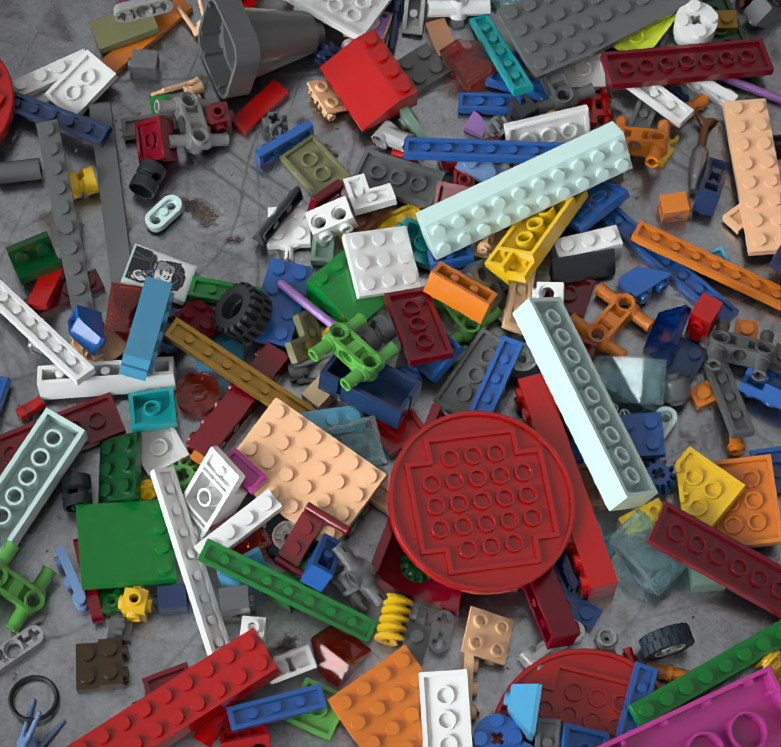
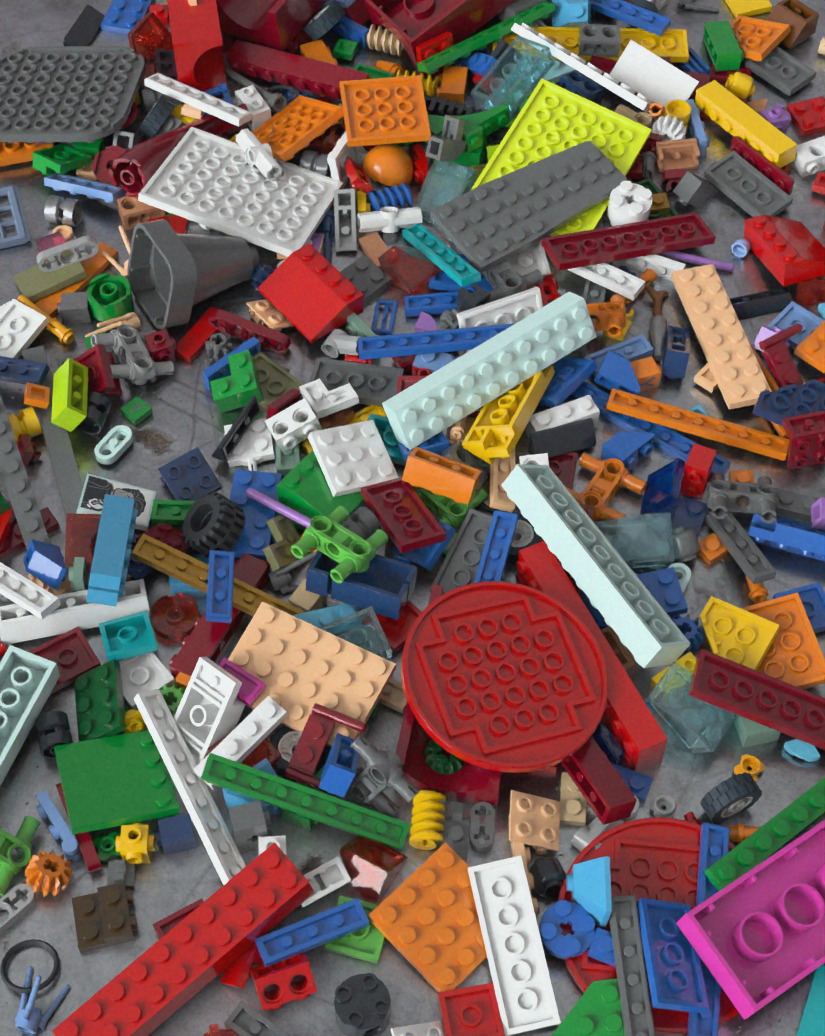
camera: 10 degrees left, 10 degrees down
(58, 619) = (48, 873): none -> orange gear
(82, 208) = (27, 449): none -> dark red tile
(97, 157) = (36, 395): none -> orange plate
(115, 346) = (78, 575): none -> sand green plate
(128, 161) = (70, 395): none -> lime brick
(132, 91) = (63, 333): none -> light orange pin
(178, 59) = (110, 297): none -> green brick
(189, 180) = (136, 410): none -> green tile
(229, 256) = (189, 476): none -> dark blue hinge
(240, 376) = (220, 586): none -> blue tile
(288, 171) = (240, 386): none -> green brick
(305, 111) = (228, 323): none -> dark red beam
(432, 127) = (382, 331): none -> blue tile
(490, 687) = (547, 876): none -> black head
(525, 625) = (571, 803): none -> tan plate
(648, 206) = (617, 374): none -> blue slope
(656, 183) = (631, 349): none -> medium blue plate
(692, 607) = (752, 762): none -> light orange plate
(743, 604) = (802, 750): none -> medium azure tile

